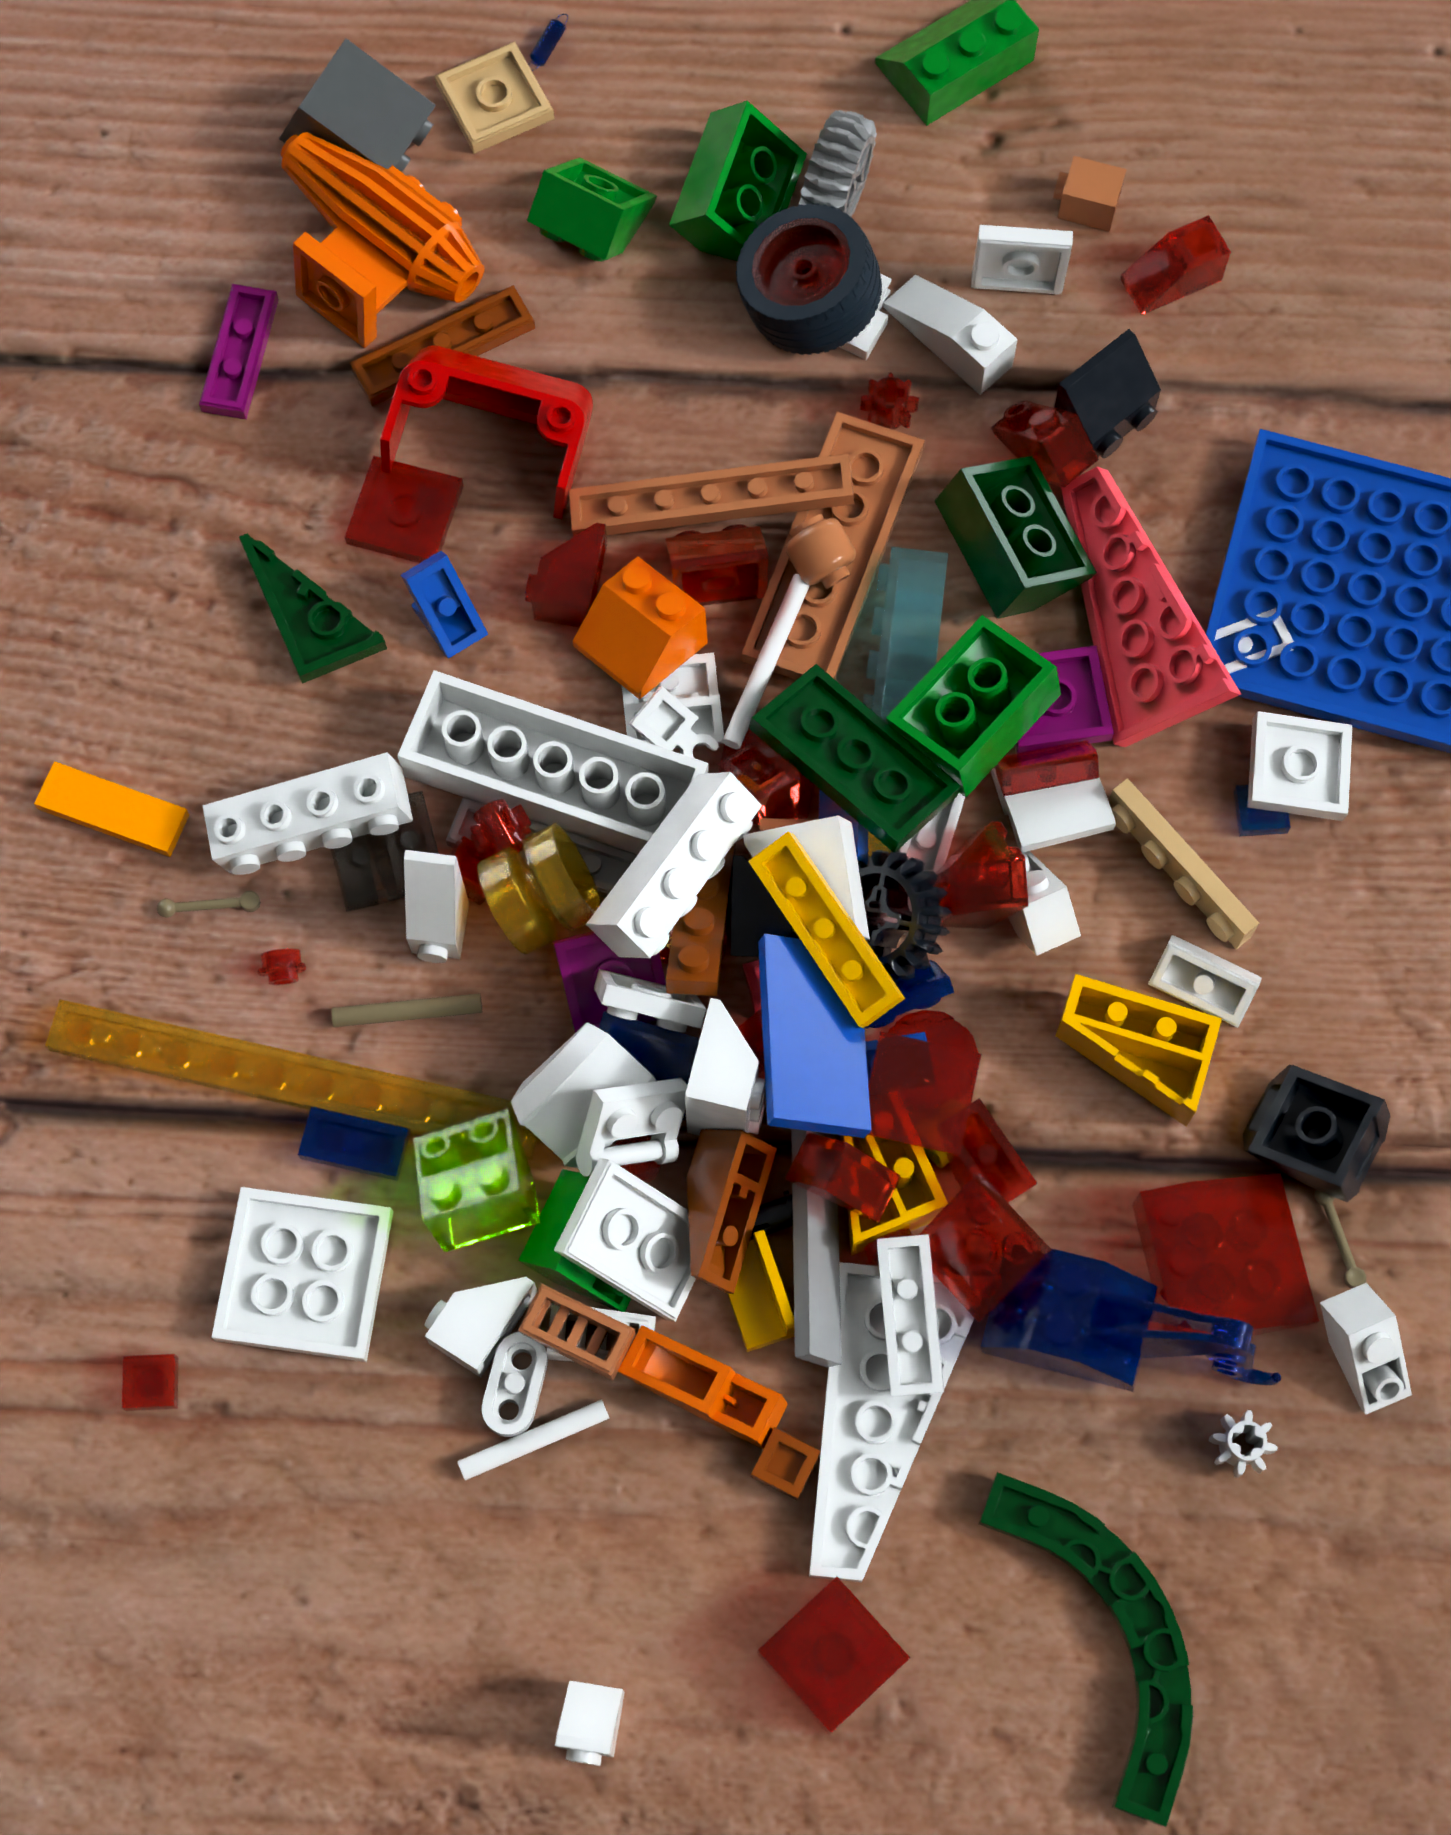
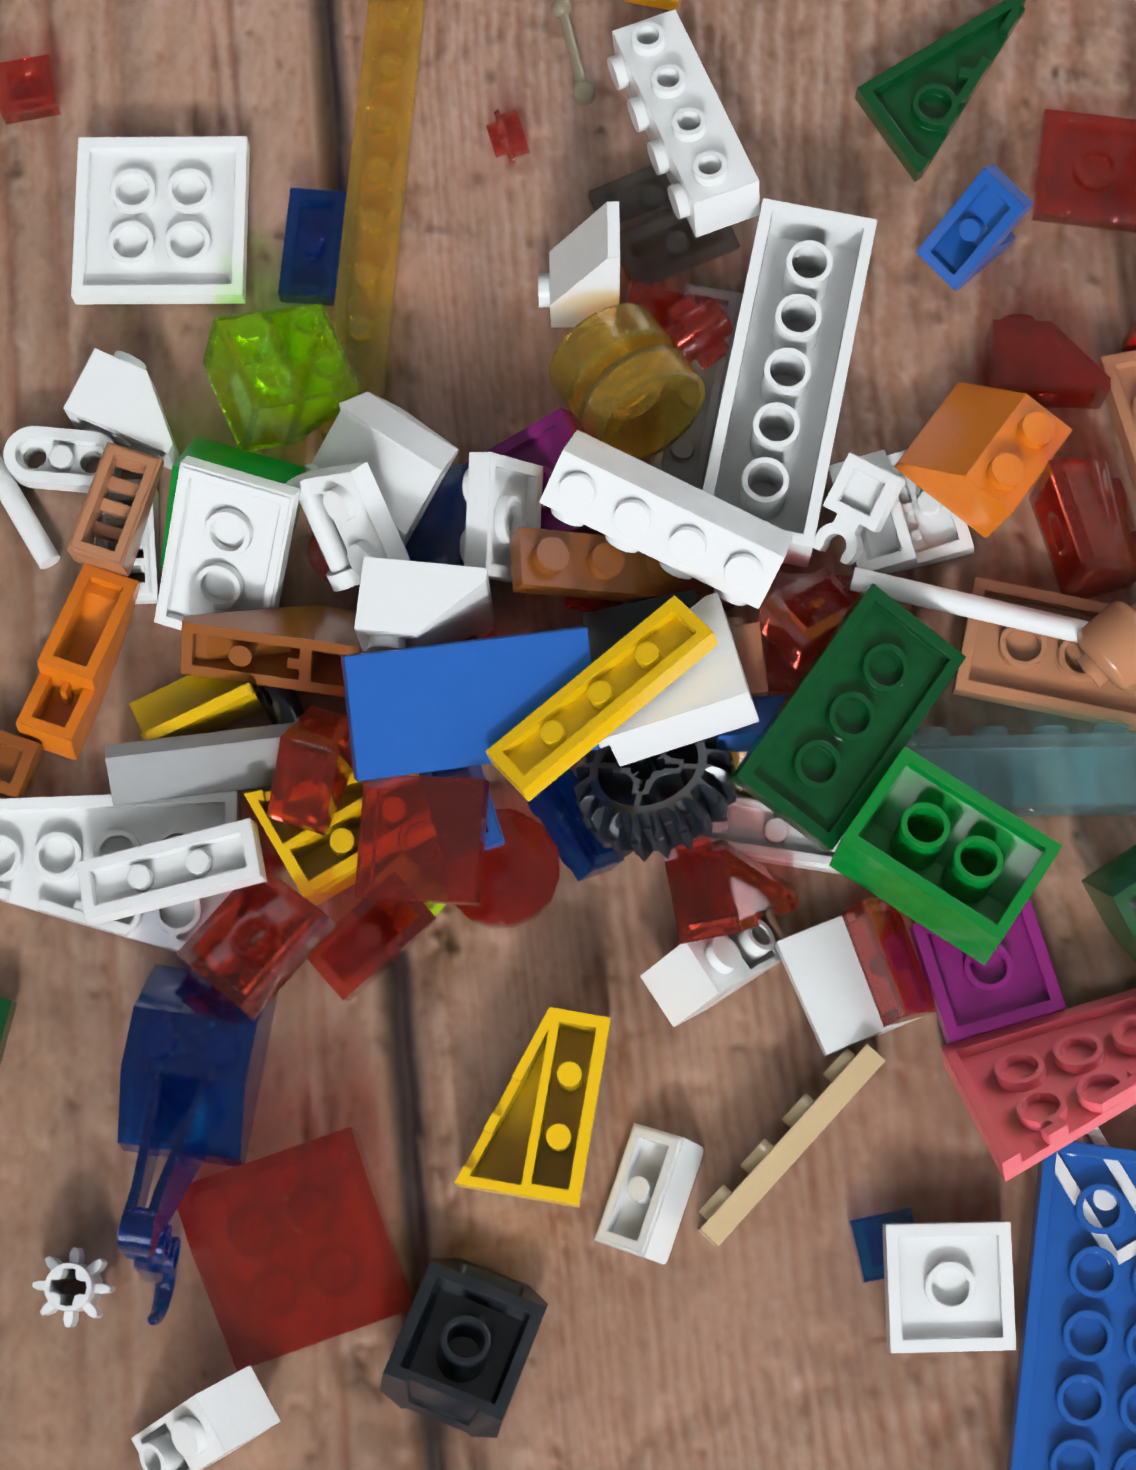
camera: 85 degrees right, 5 degrees up
(406, 1010) = (479, 279): dark tan bar -> none
(1354, 1276) = (299, 1412): dark tan hinge -> none

